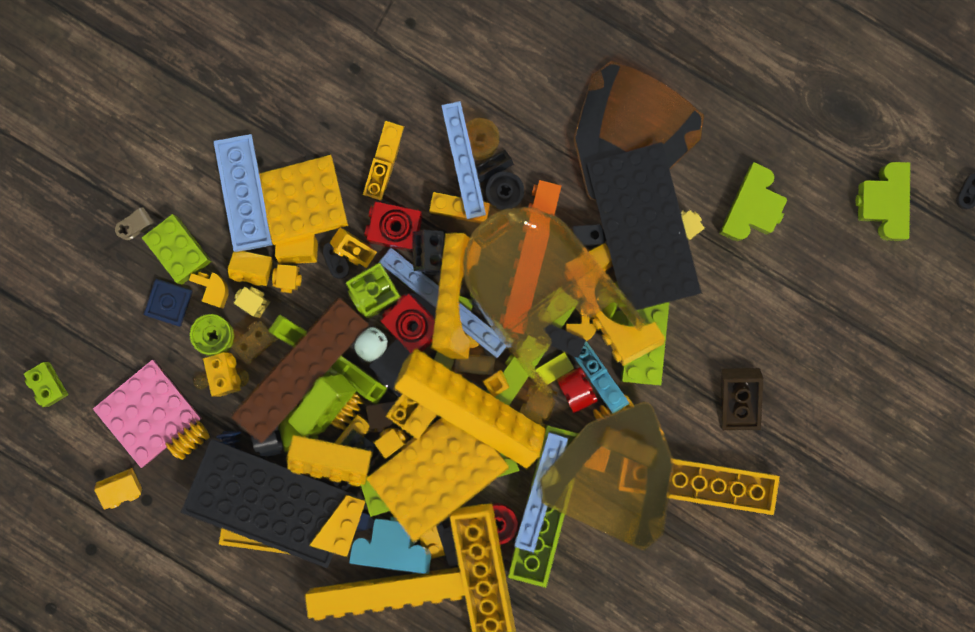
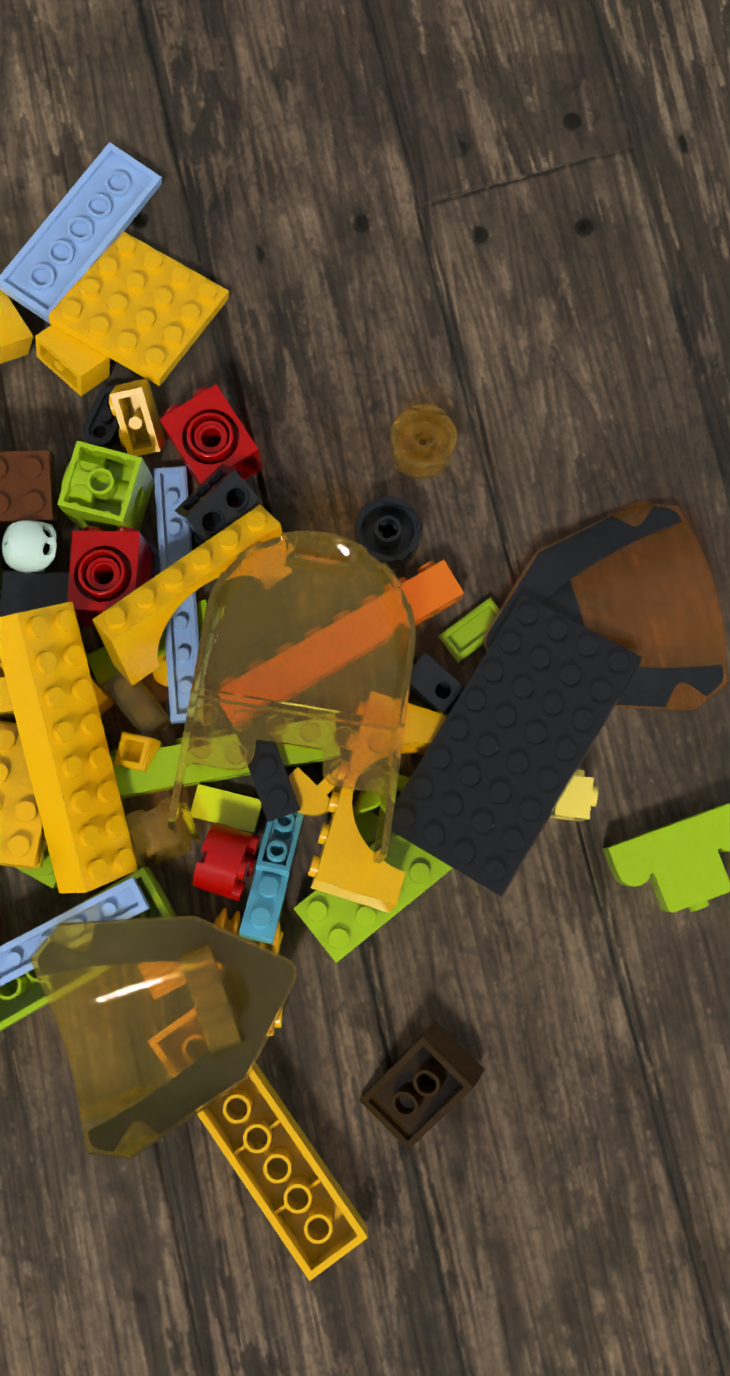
camera: 45 degrees right, 5 degrees down
(286, 278) = (27, 380): yellow brick -> none
(384, 160) = (282, 359): yellow slope -> none
(453, 207) = (312, 495): yellow brick -> none
(463, 160) = (373, 442): light blue plate -> none
(492, 165) = (381, 482): black plate -> none
(578, 198) = (469, 632): none -> lime tile

